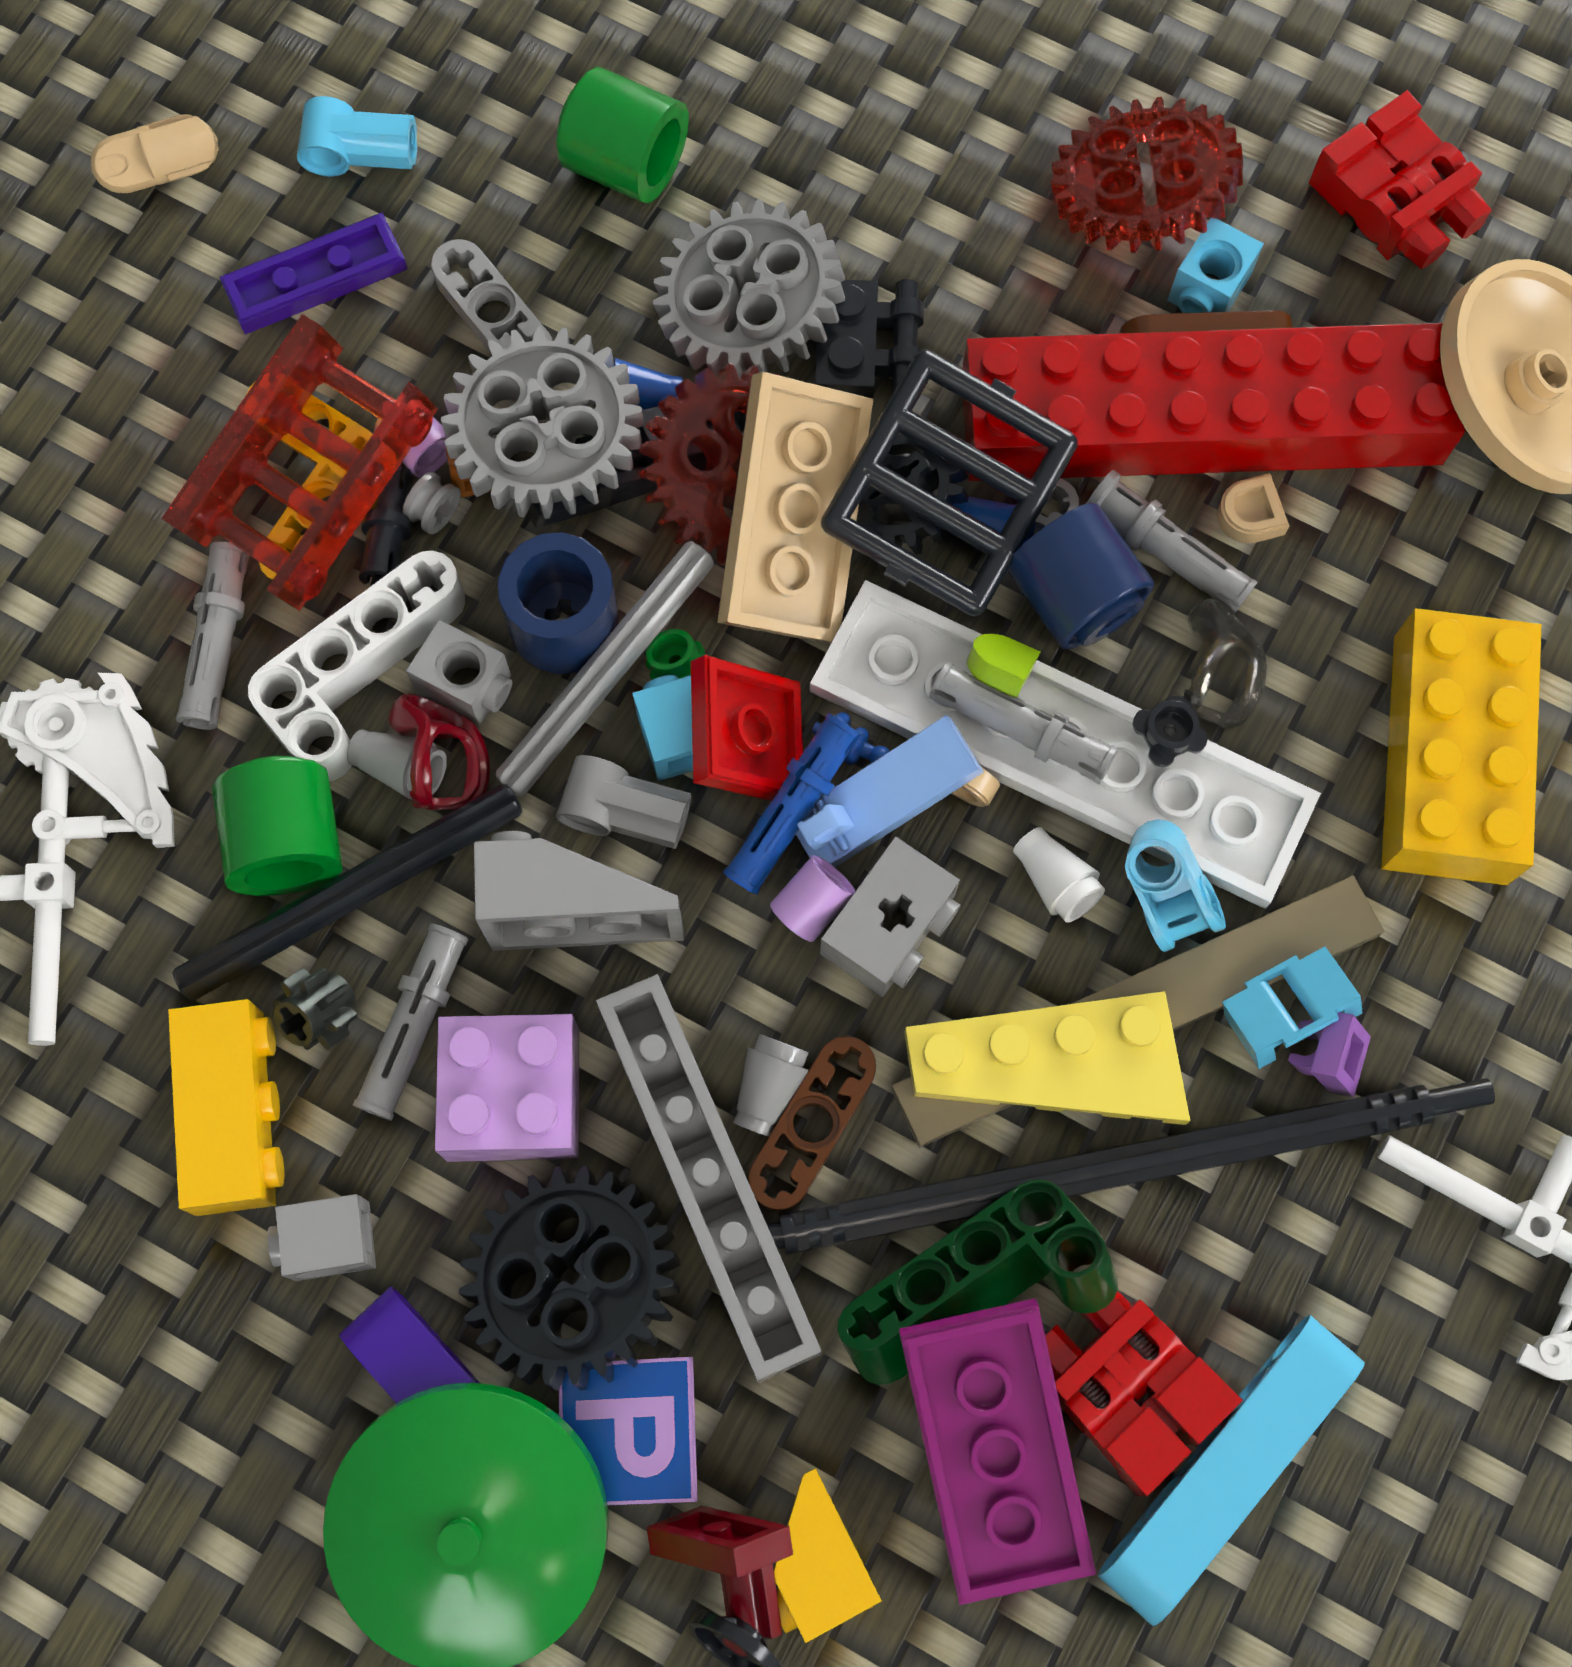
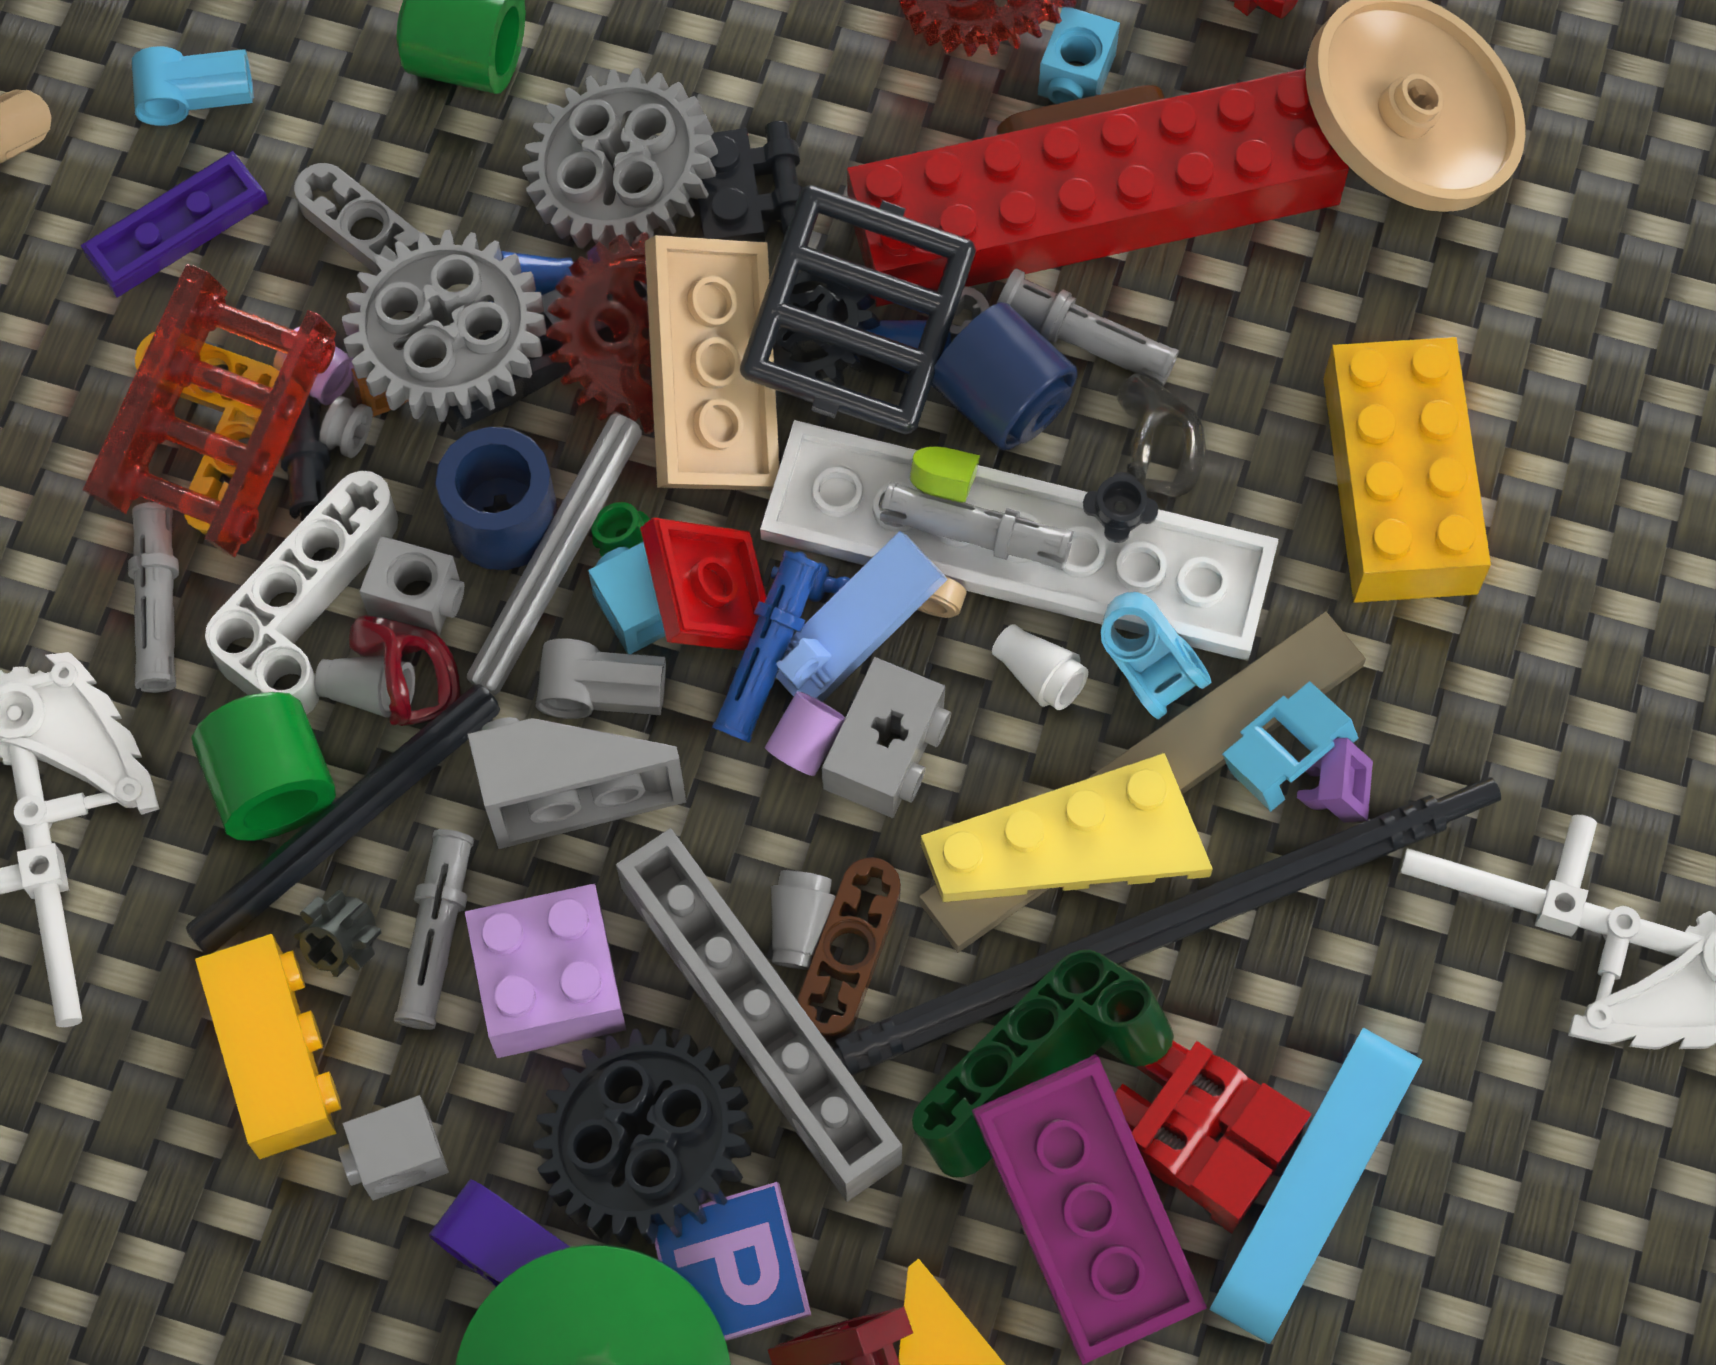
camera: 10 degrees left, 5 degrees down
(1252, 511) = (1161, 283): tan tile -> none

